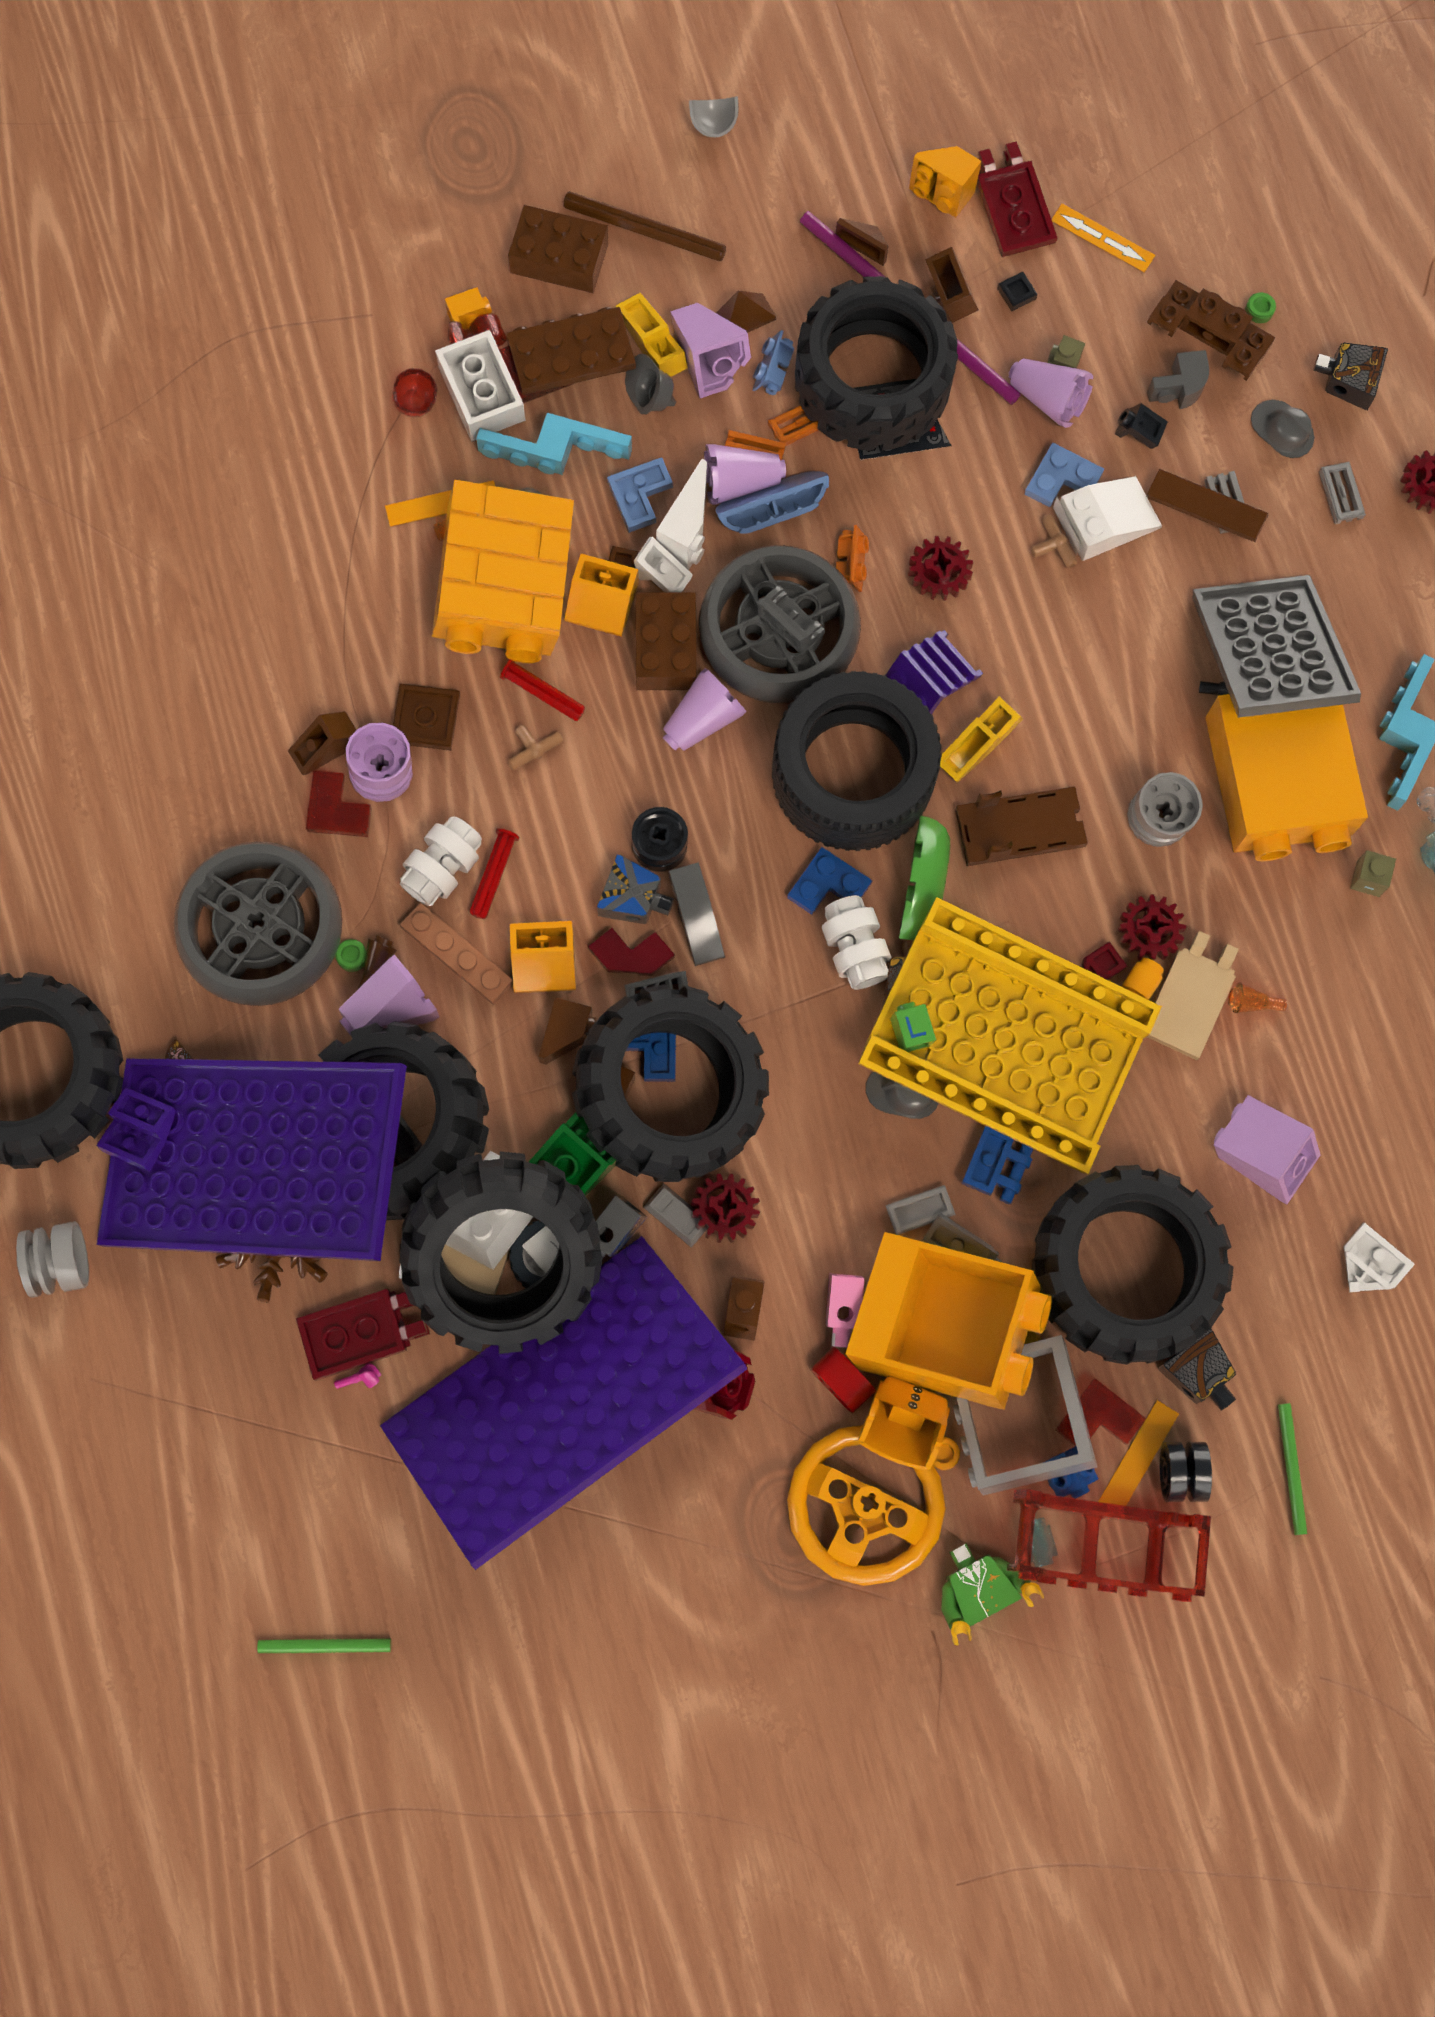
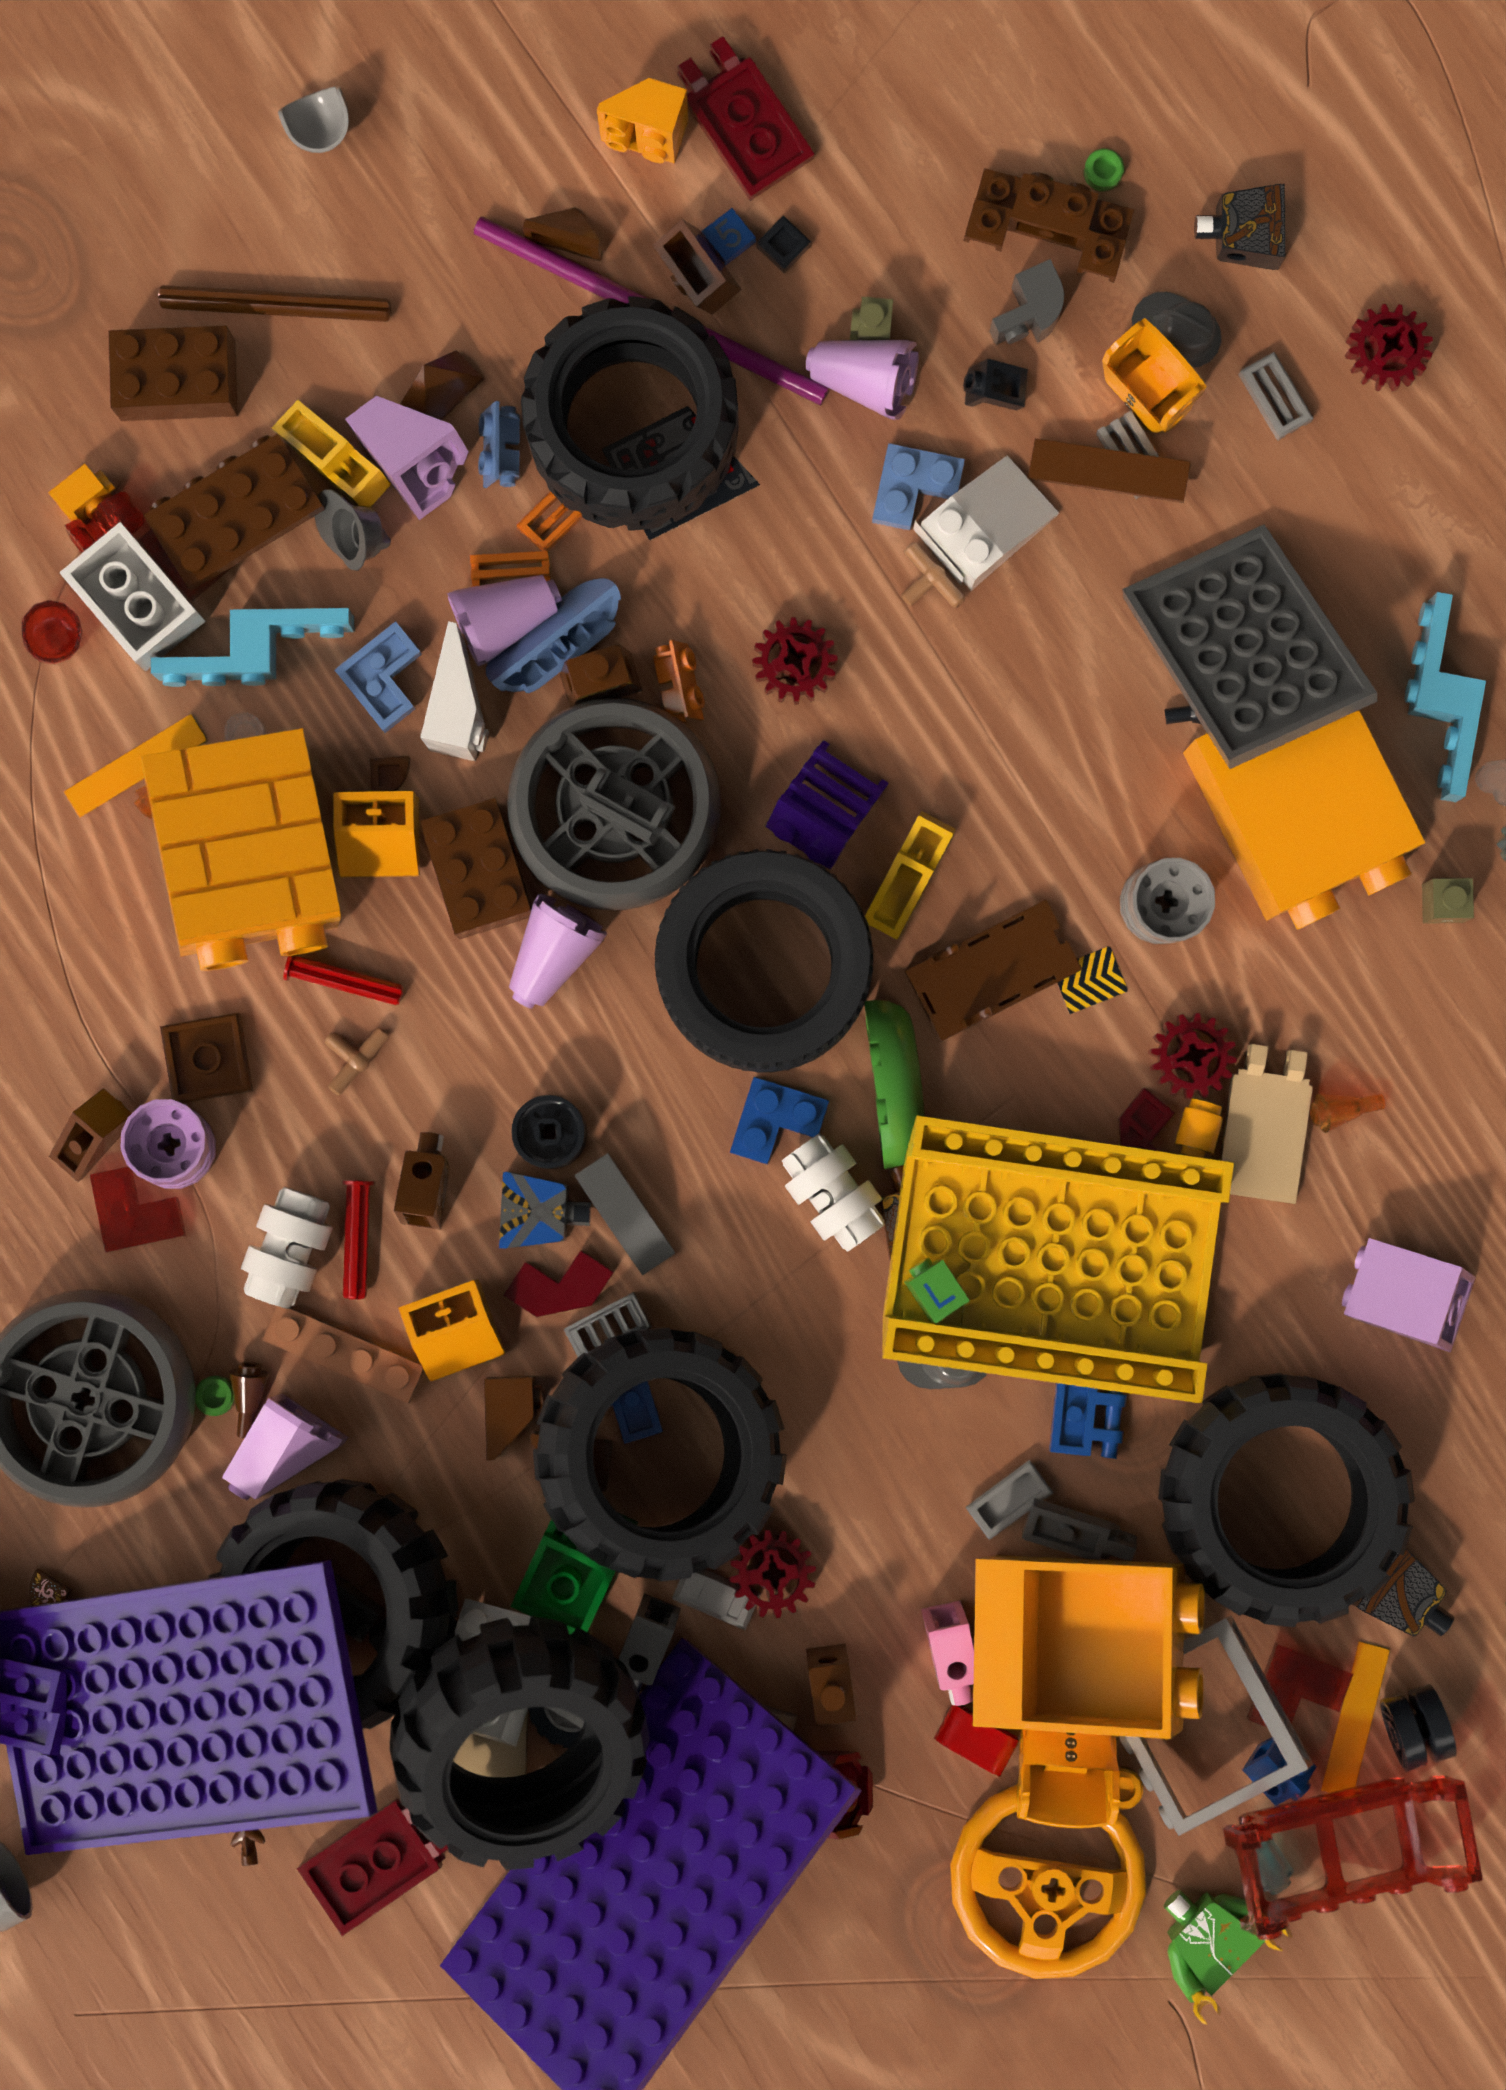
camera: 10 degrees left, 10 degrees up
(368, 1374) = (402, 1910): dark pink hand -> none
(554, 848) = (422, 1200): none -> reddish brown torso
(661, 567) = (443, 774): white slope -> none
(797, 530) = (600, 675): none -> reddish brown torso
(980, 274) = (729, 236): none -> blue tile
(1094, 858) = (1095, 983): none -> sticker
(1103, 237) = (873, 132): light orange sticker -> none
(1256, 448) = (1152, 377): none -> light orange piece

